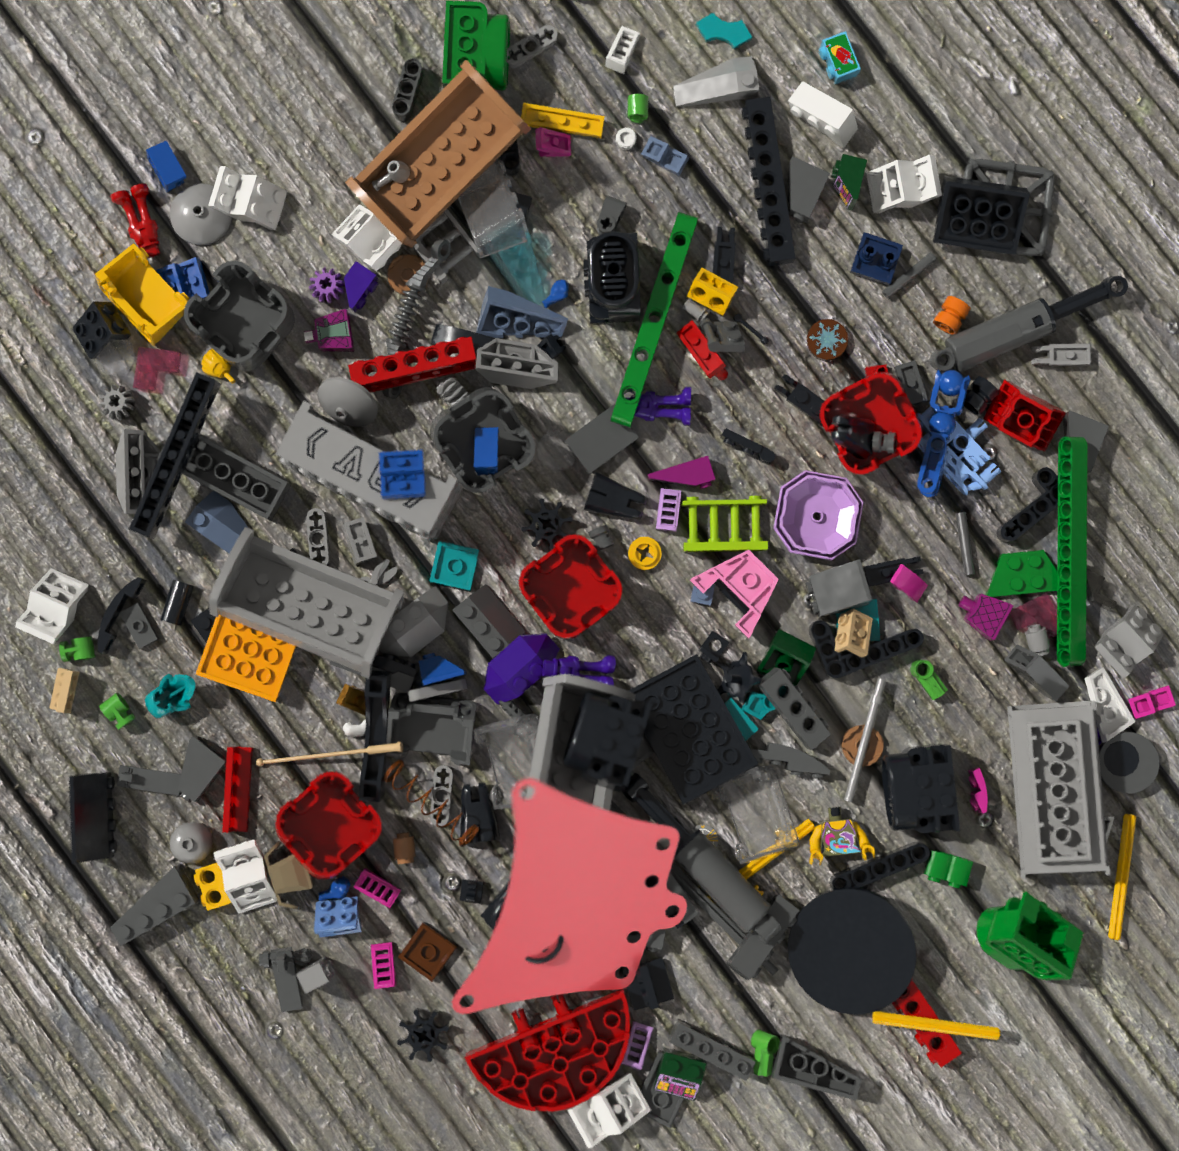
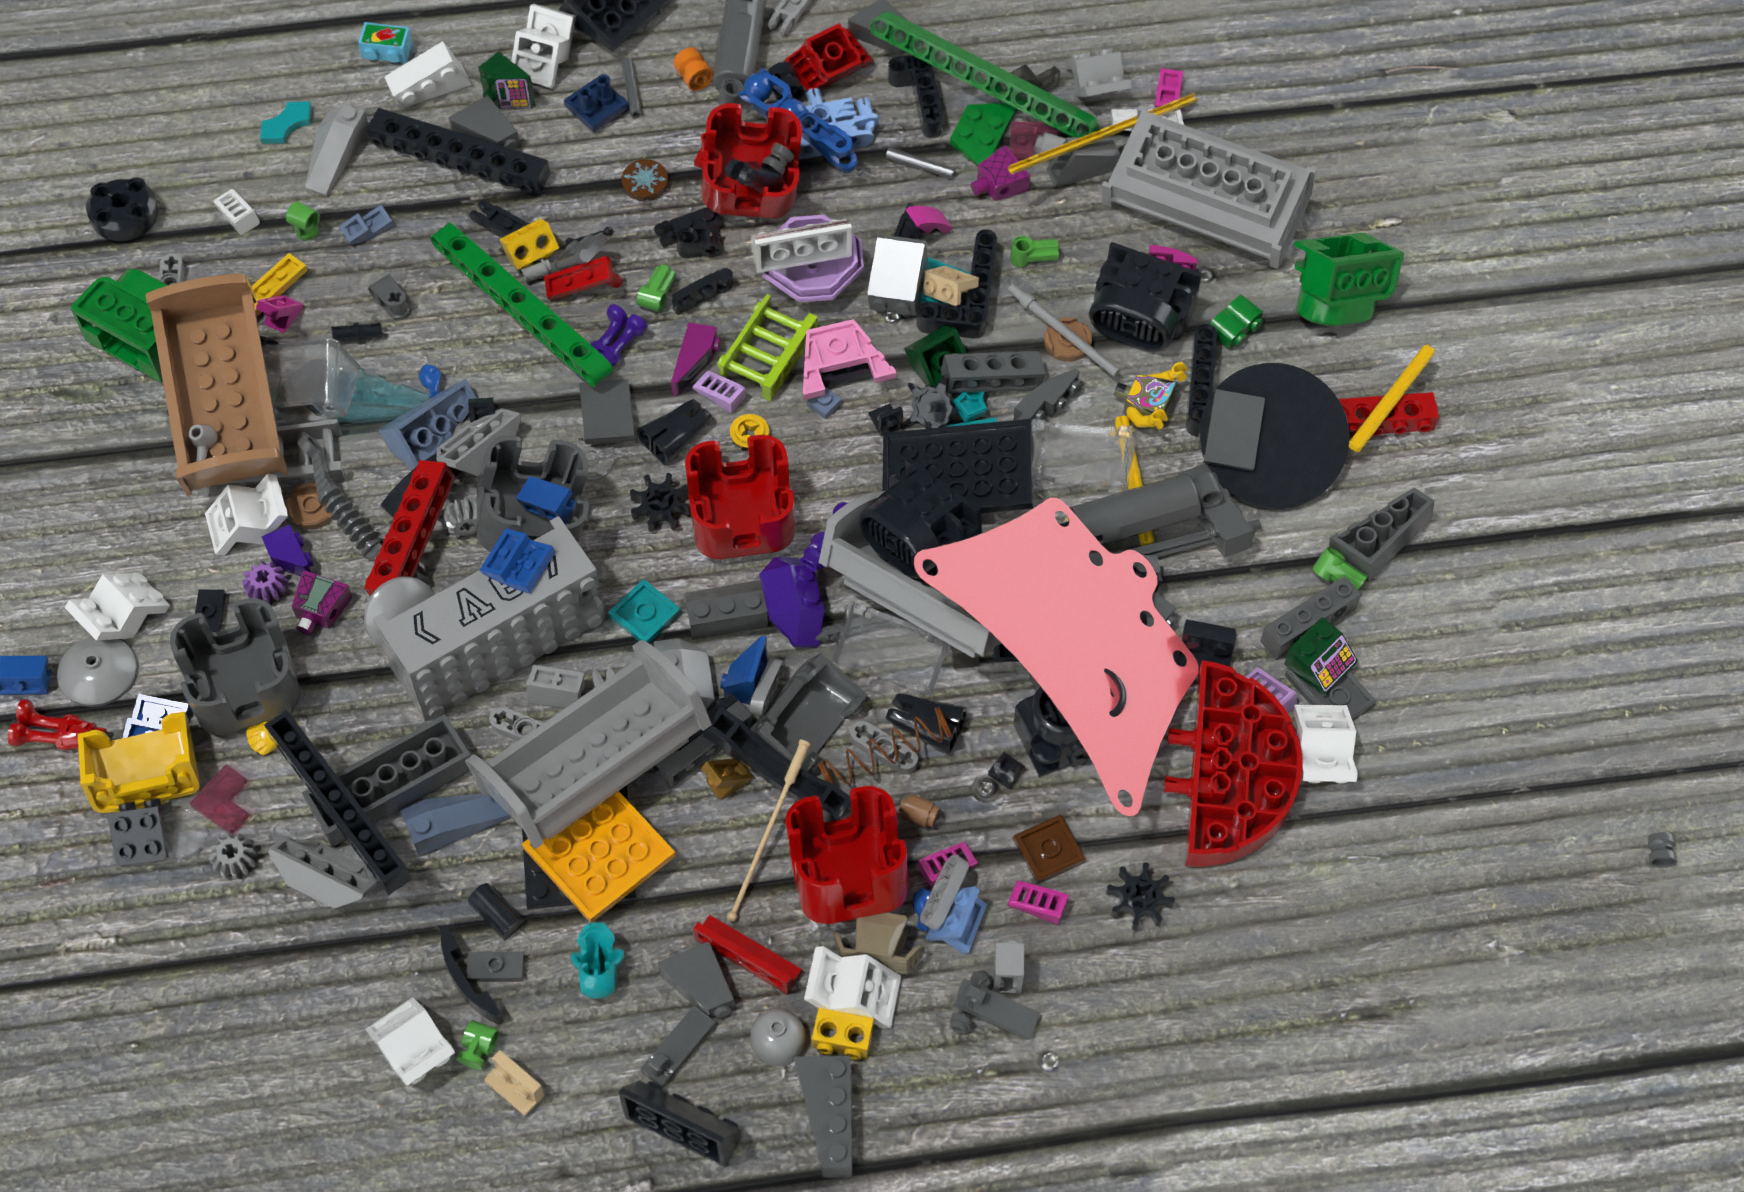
camera: 60 degrees left, 25 degrees down
(115, 709) = (572, 1037): bright green piece -> none
(284, 261) = (211, 604): none -> black plate
(355, 730) = (759, 795): white arm -> none
(363, 904) = (944, 892): none -> light grey beam
(407, 80) = (126, 408): dark grey beam -> none
(566, 211) = (357, 331): none -> black pin
(618, 295) = (453, 313): black brick -> none
(626, 138) = (324, 250): white tile -> none
(724, 411) = (654, 294): none -> bright green piece
(792, 418) = (697, 242): none -> black piece
(816, 505) = (802, 245): none -> white slope
(835, 920) = (1234, 430): none -> dark grey tile
(1063, 680) = (1098, 135): none -> yellow piece
(1122, 876) = (1342, 197): yellow axle -> none
(1128, 762) = (1220, 121): dark grey piece -> none

